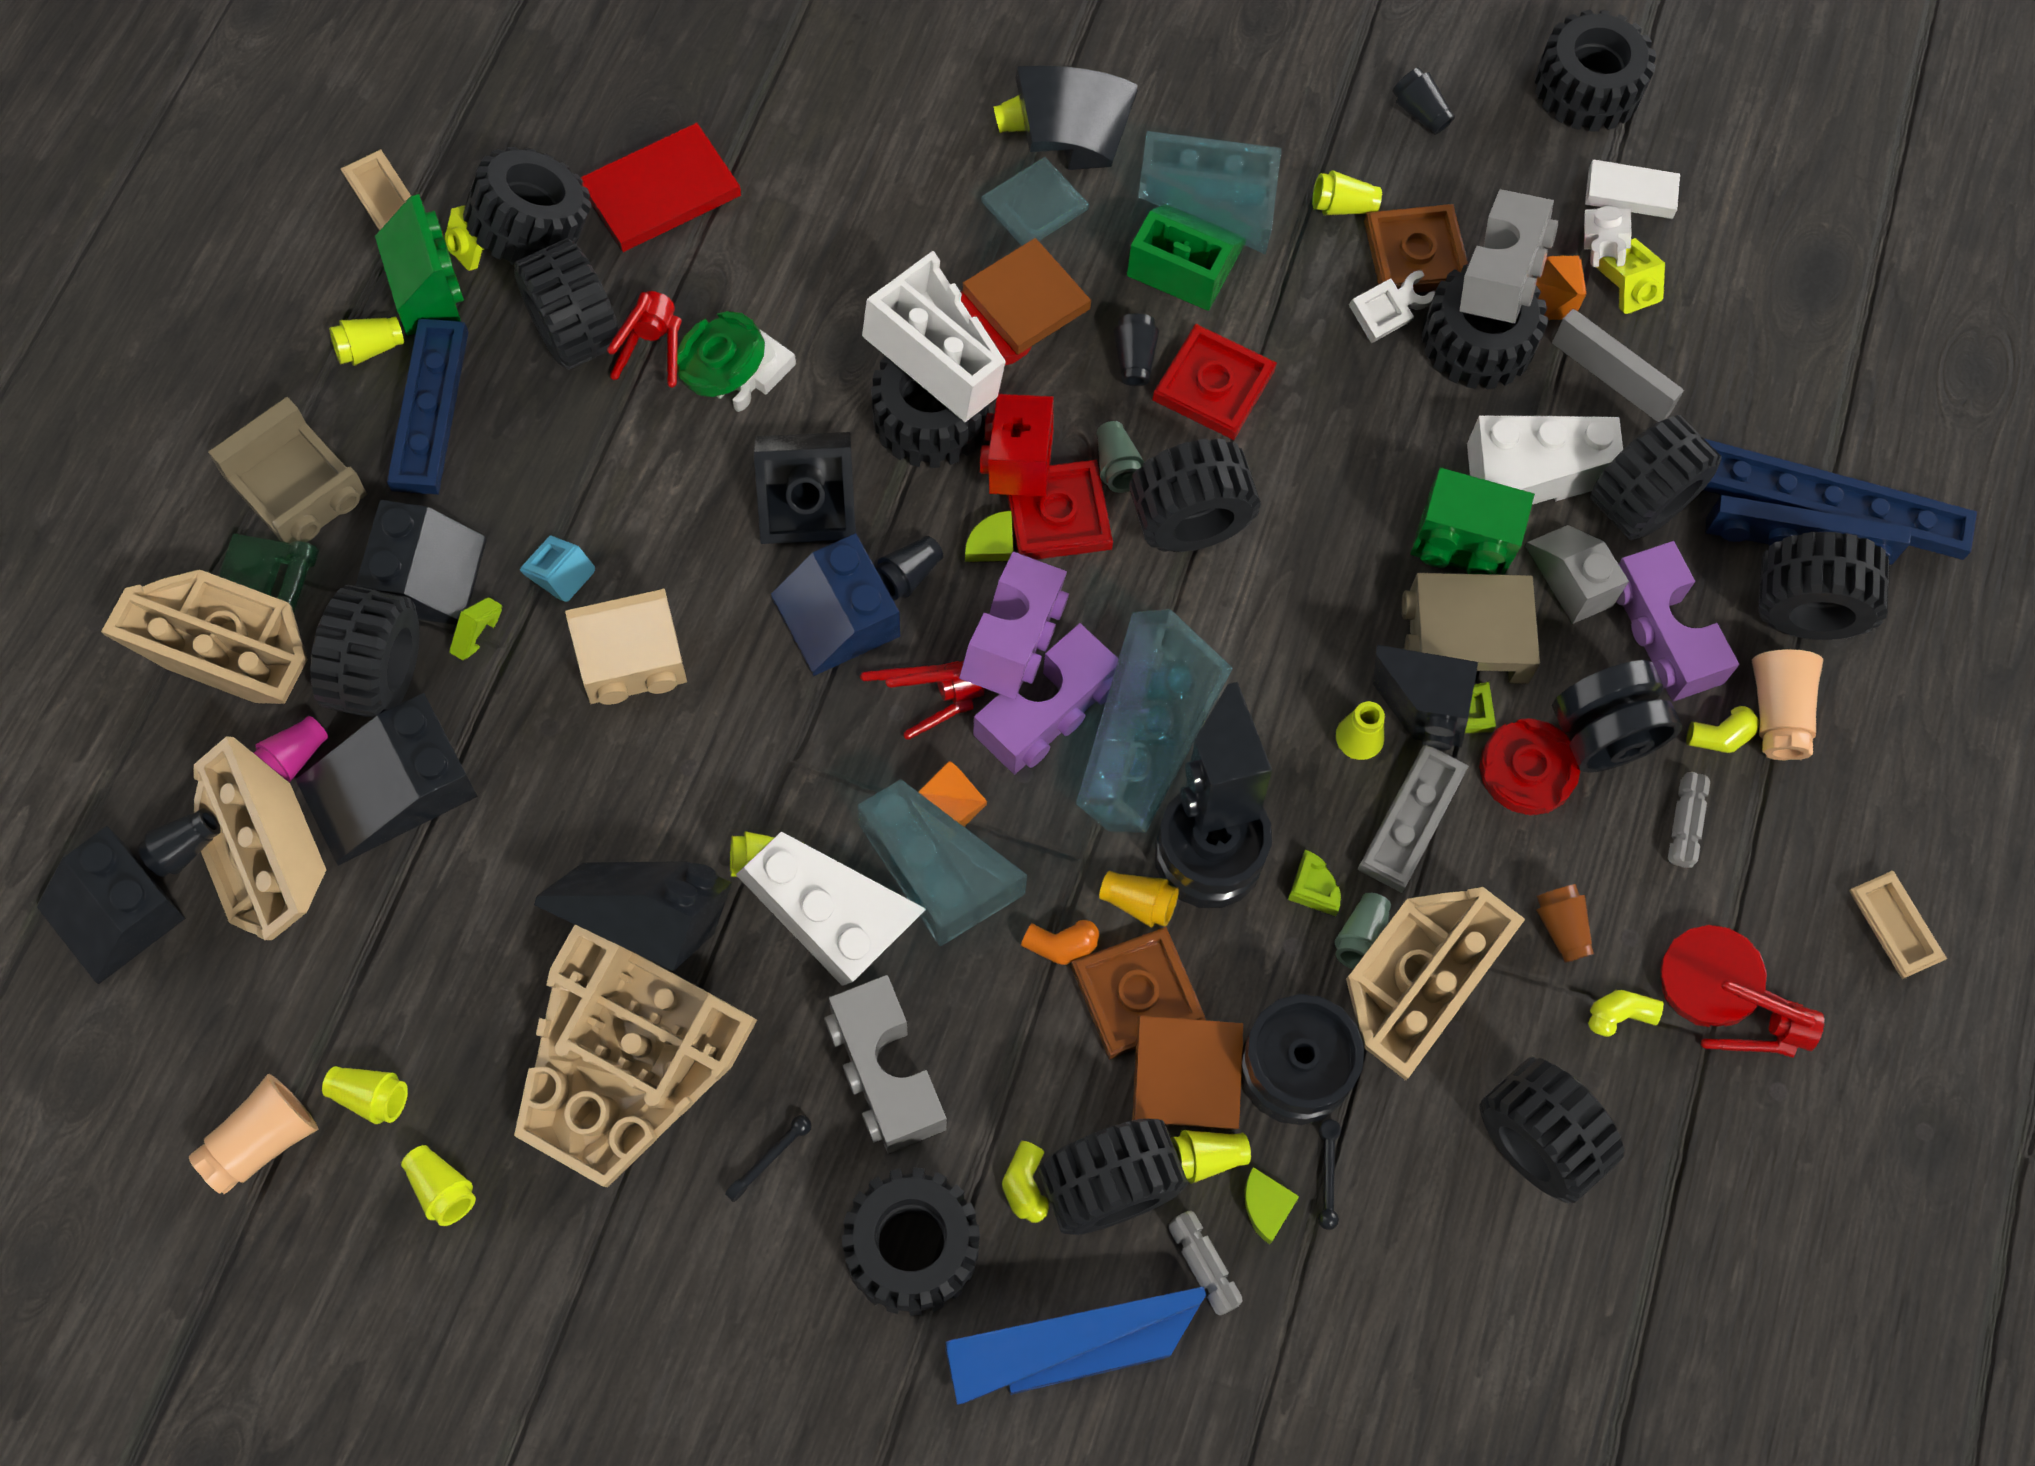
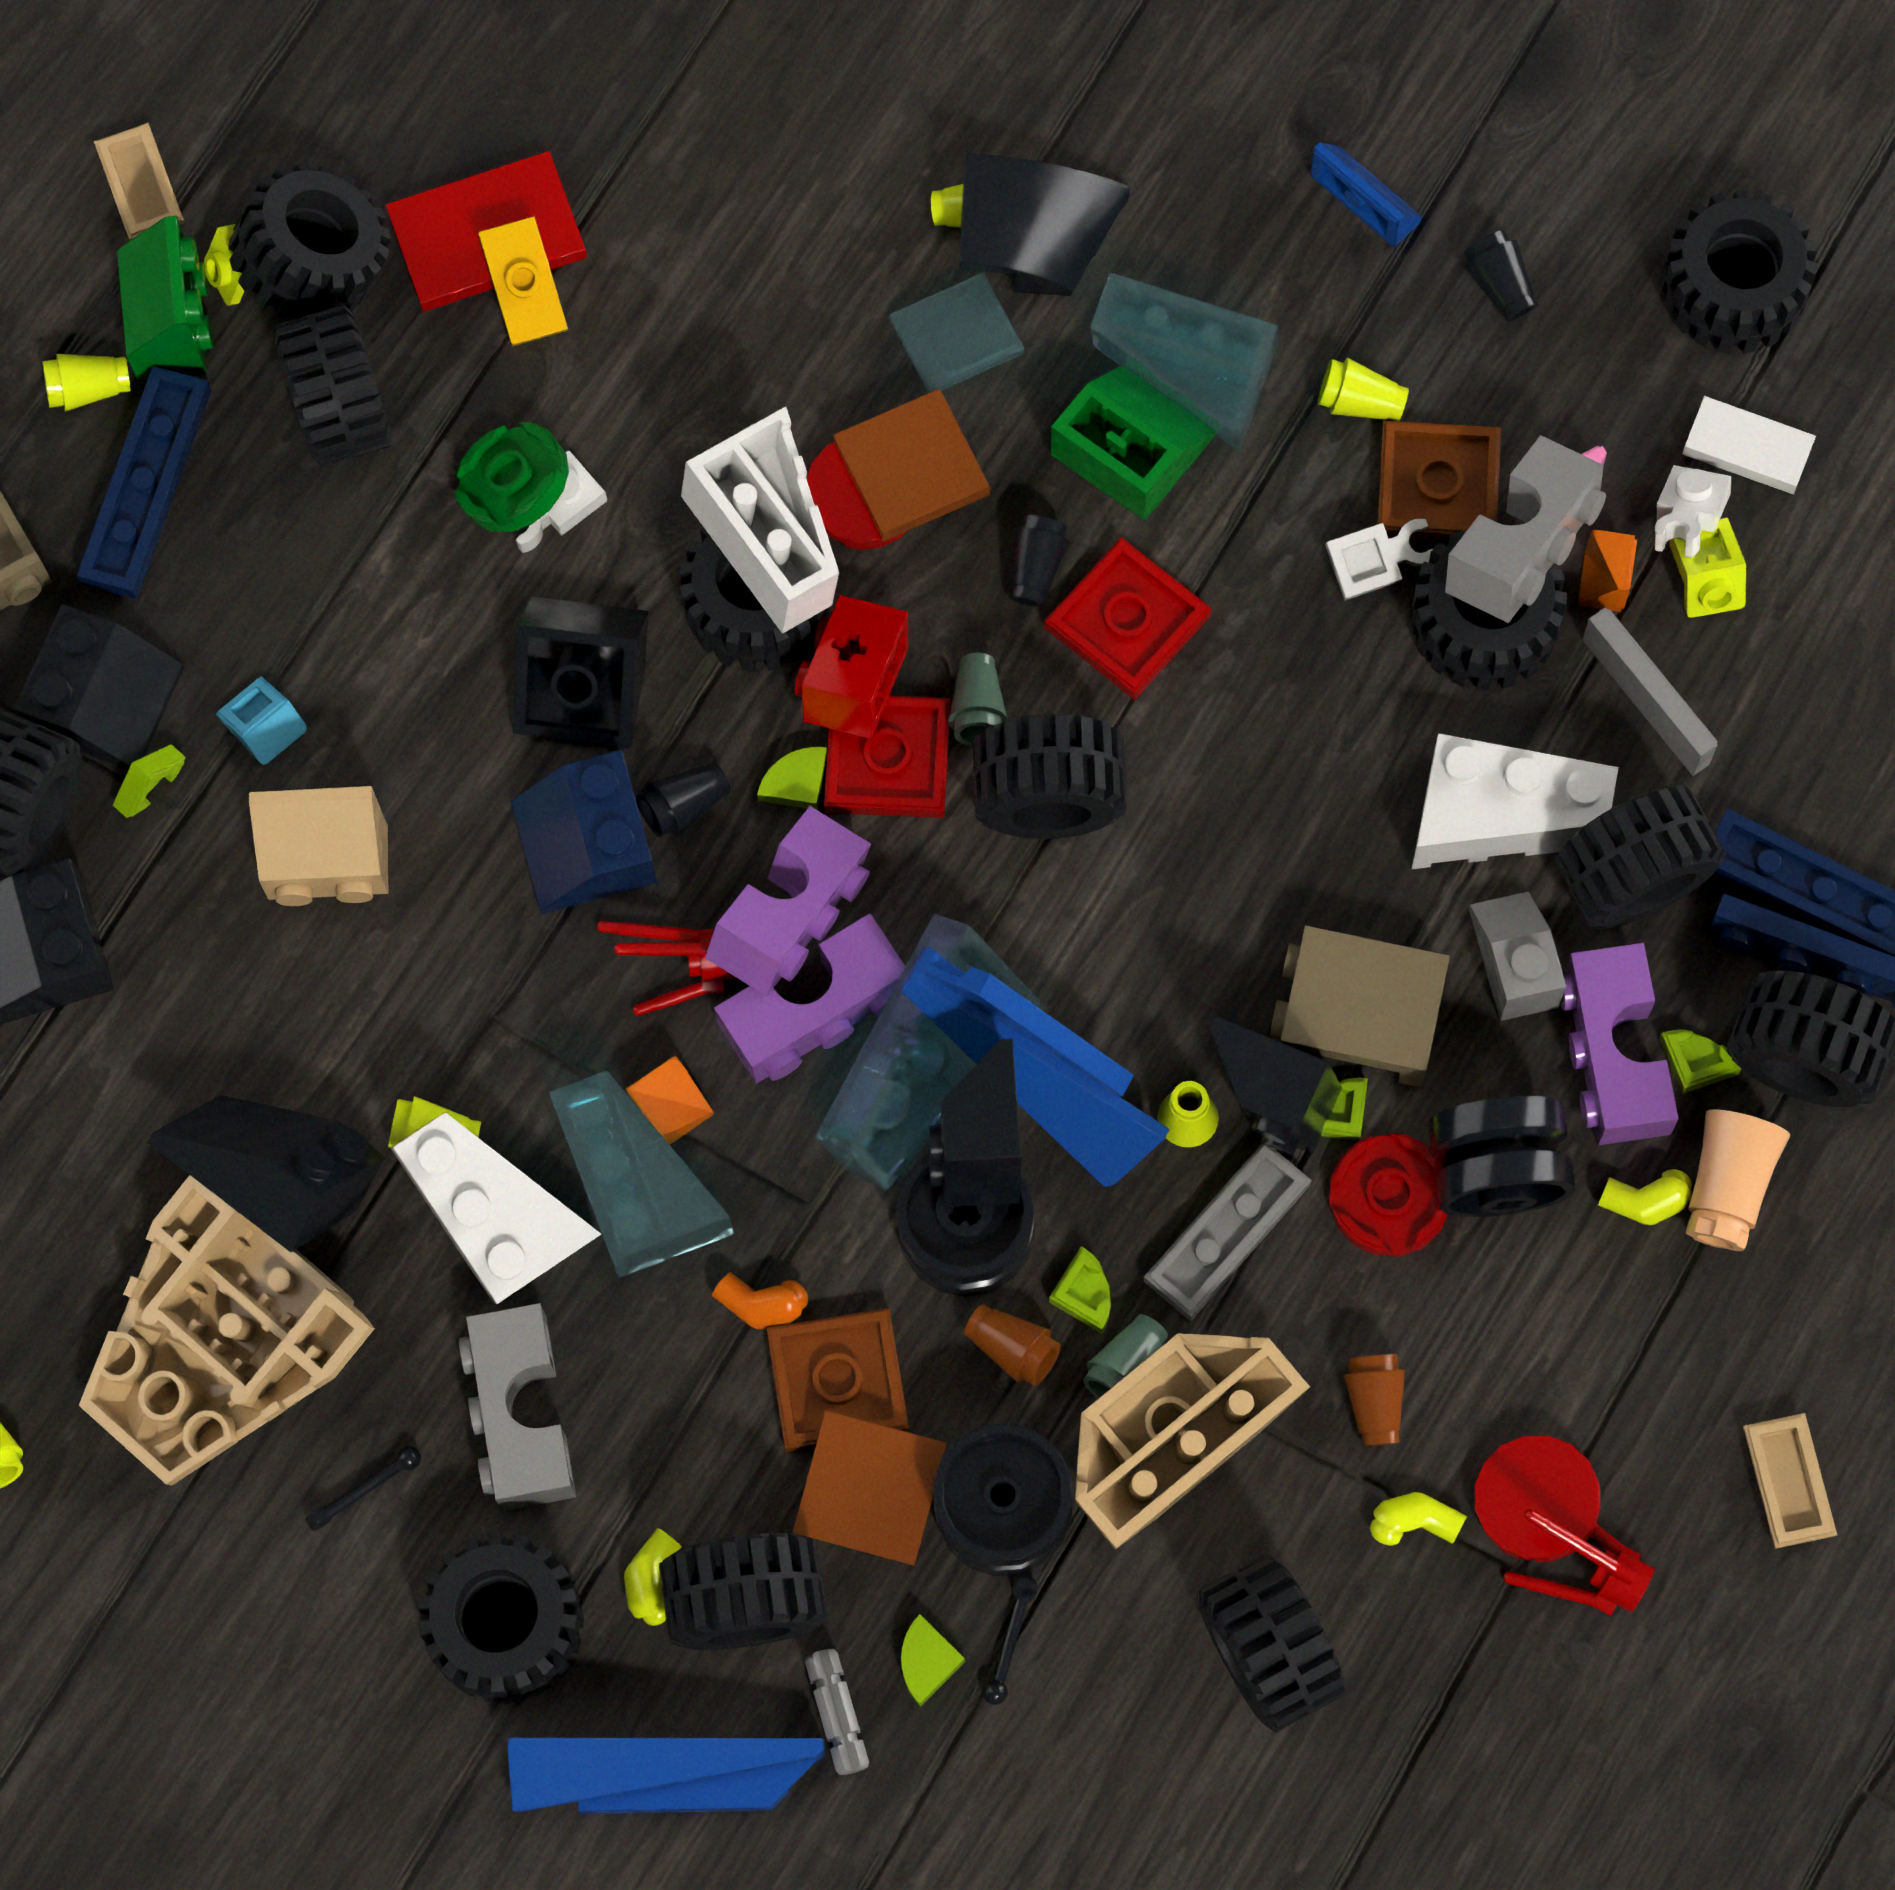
camera: 20 degrees right, 5 degrees up
(648, 320) = (433, 416): red plant -> none
(697, 214) = (523, 281): none -> yellow plate
(1142, 897) = (868, 1266): yellow cone -> none
(1195, 678) = (1058, 1074): none -> blue wedge
(1210, 1153) = (869, 1587): neon yellow cone -> none
(1272, 935) = (1013, 1344): none -> dark orange cone
(1307, 63) = (1363, 193): none -> blue slope
(1472, 524) = (1387, 876): green slope -> none
(1689, 820) = (1568, 1300): light grey axle -> none
(1733, 622) = (1696, 1059): none -> lime tile

